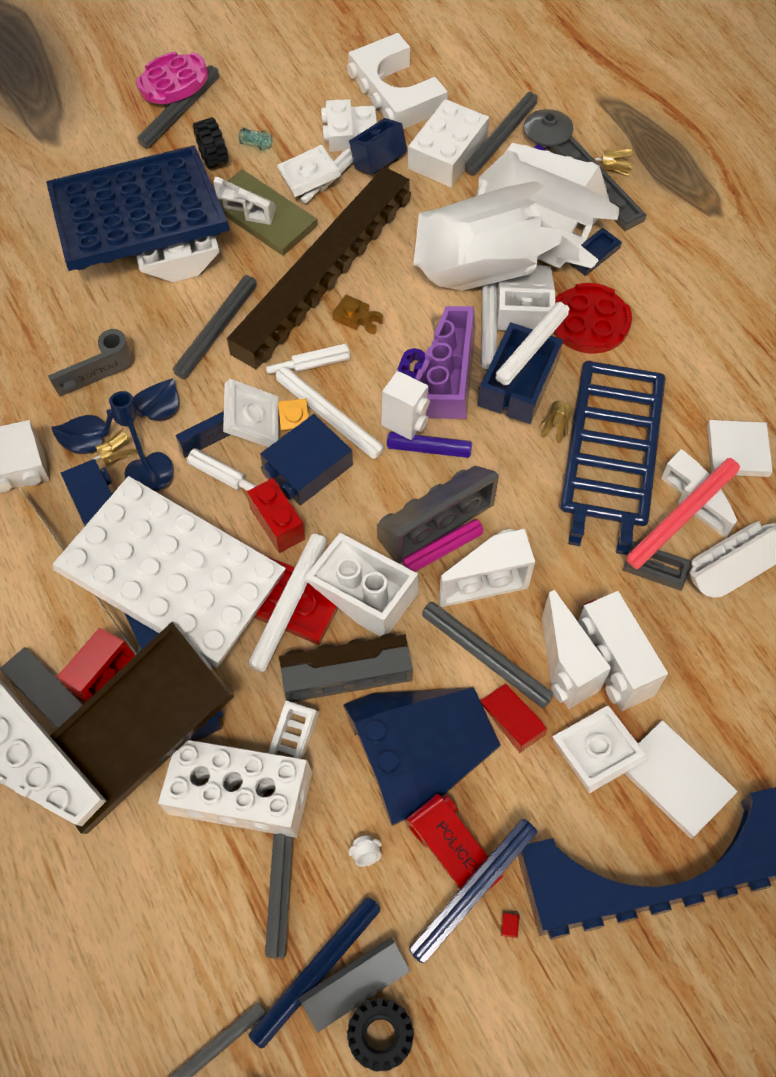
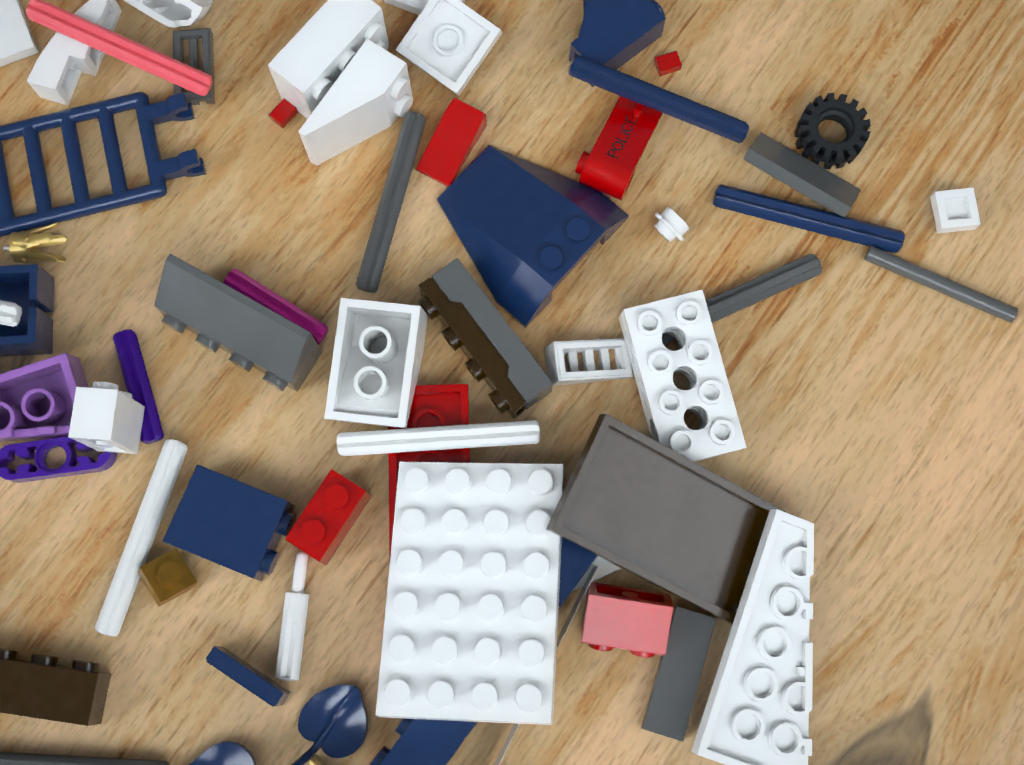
camera: 115 degrees left, 15 degrees up
(250, 413) = (194, 628): white tile -> none
(314, 359) = (65, 598): white axle -> none
(492, 569) = (286, 226): white slope -> none

